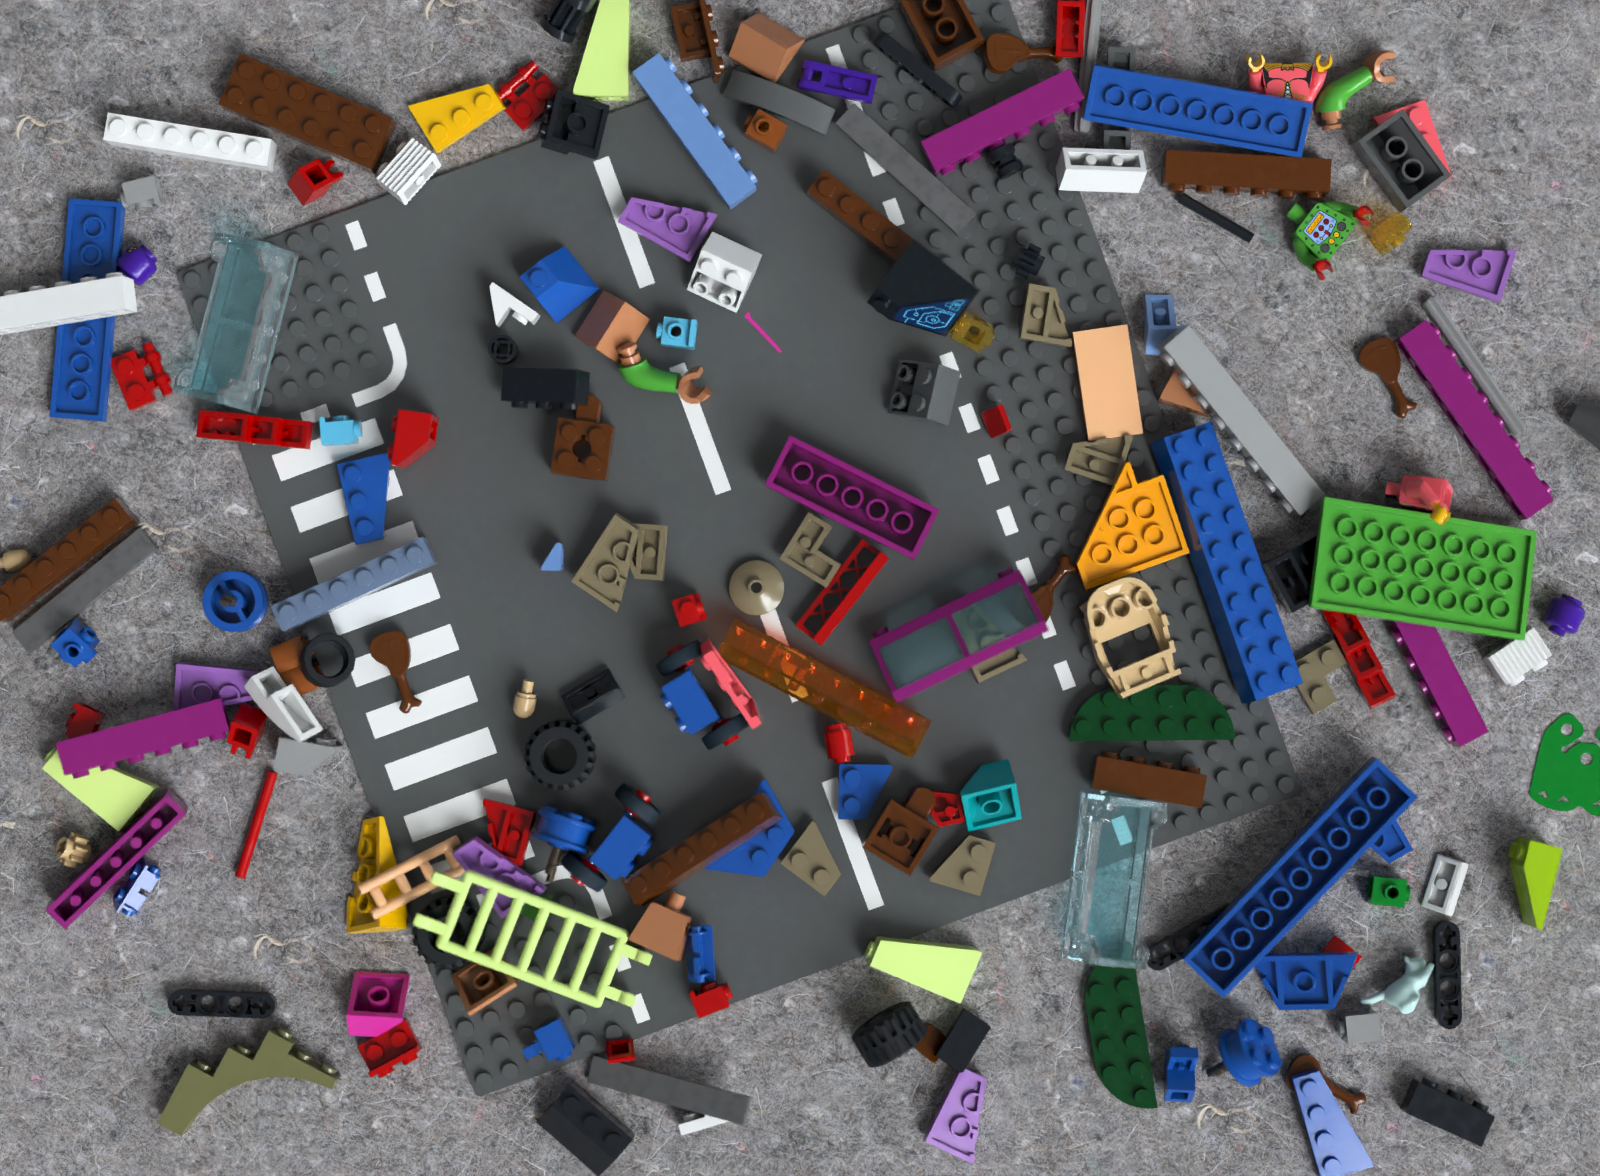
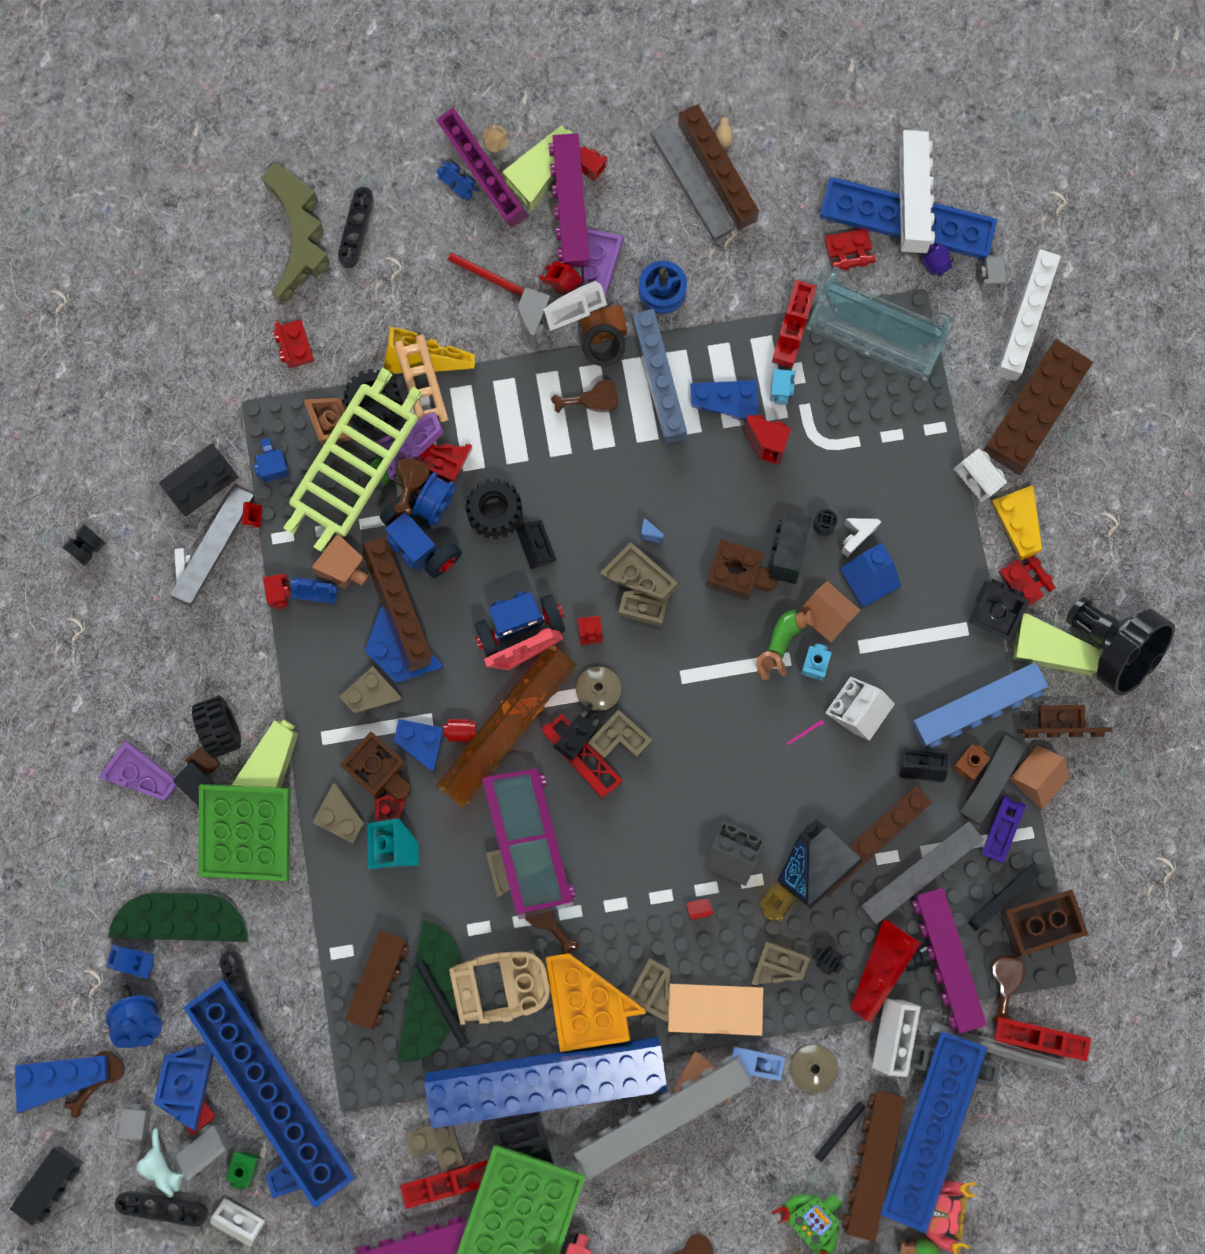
camera: 100 degrees right, 10 degrees down
(76, 643) = (652, 166): blue brick -> none
(313, 181) = (983, 401): red brick -> none
(376, 1002) = (331, 337): dark pink slope -> none
(525, 700) = (543, 490): tan cylinder -> none
(540, 860) = (413, 477): none -> reddish brown piece
(668, 226) = (904, 670): medium lavender wing -> none
(777, 186) = (923, 765): none -> black slope
(818, 601) = (577, 734): none -> black hinge
(852, 498) = (656, 776): magenta brick -> none
(1007, 973) = (244, 832): none -> bright green plate
(1022, 195) = (884, 967): none -> red wing
(1110, 880) = (300, 932): windscreen -> none
(1141, 269) = (801, 1068): none -> dark tan dish
(1161, 699) = (442, 1004): none -> black bar
(1377, 939) = (204, 1151): none -> light grey slope

